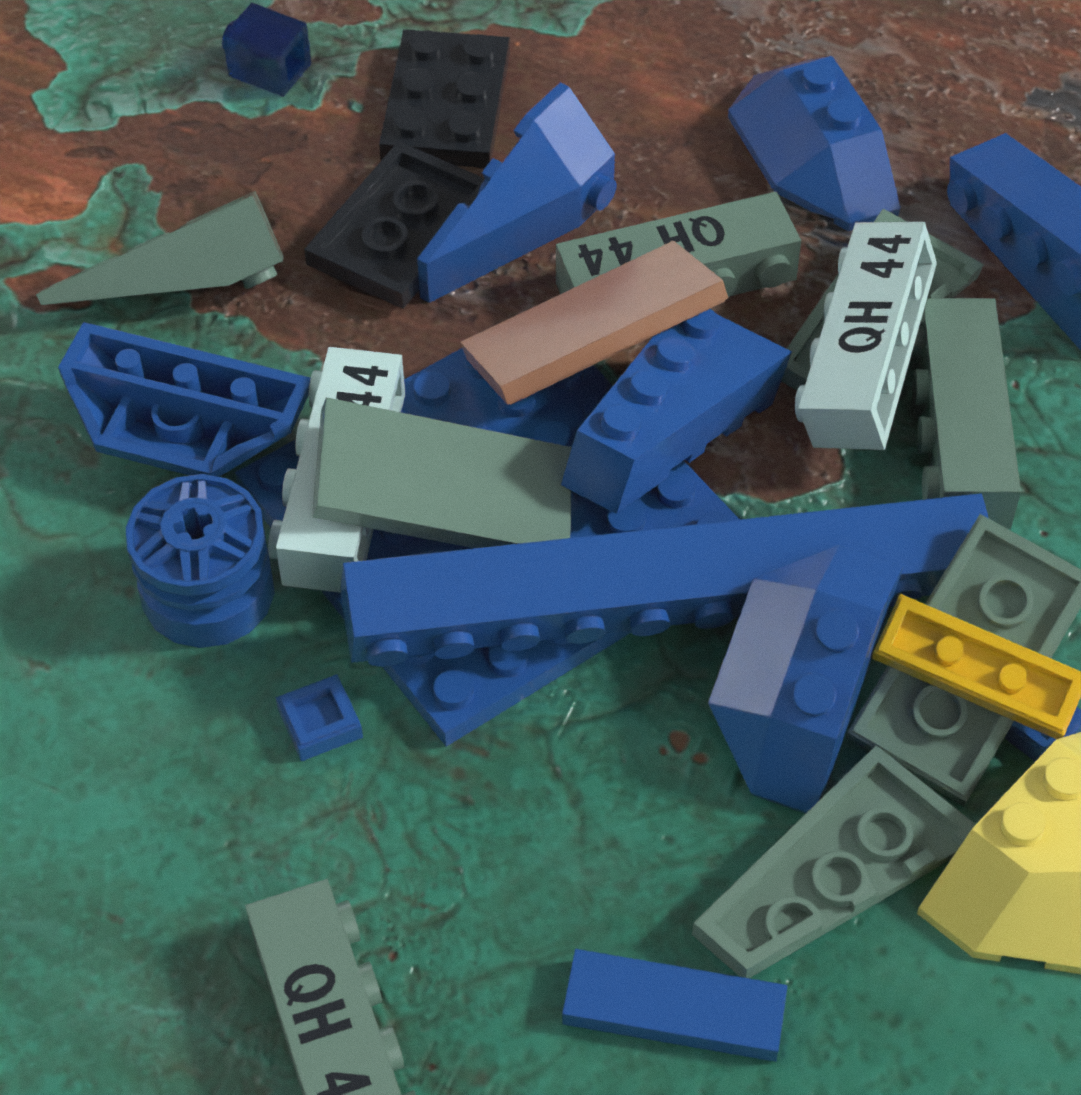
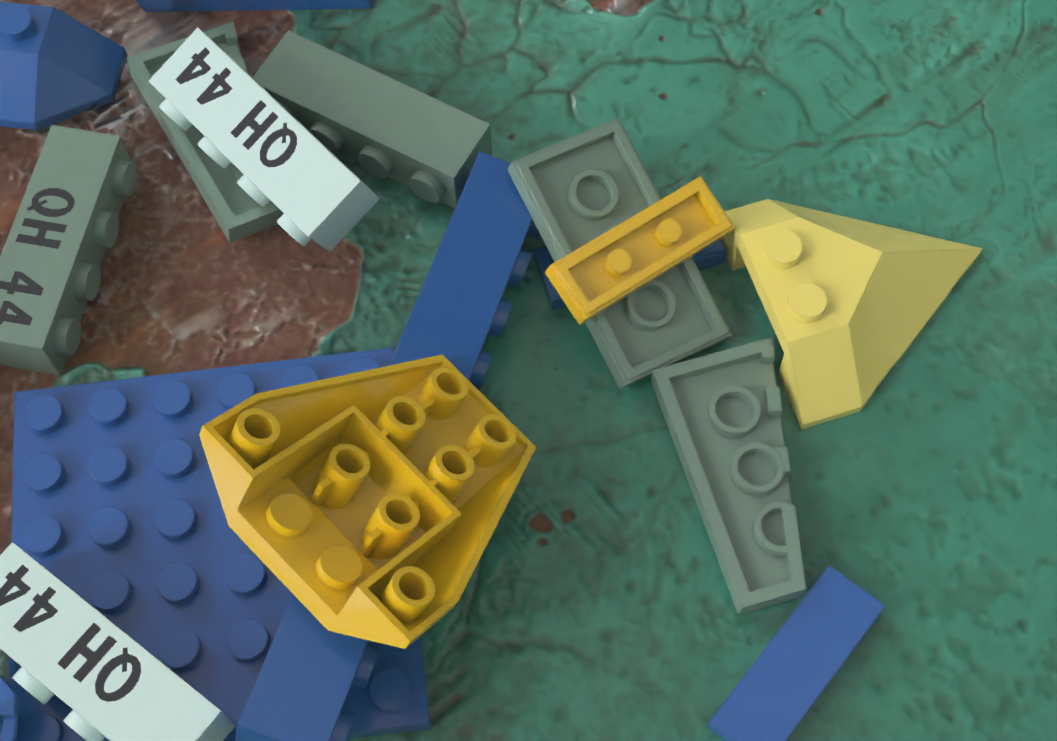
camera: 60 degrees left, 10 degrees up
(438, 478) = (160, 603): sand green tile -> none
(593, 321) = (94, 353): nougat tile -> none
(598, 550) = (369, 491): none -> yellow wedge
(670, 405) = (210, 313): blue wedge -> none
(800, 669) = (564, 379): blue wedge -> none

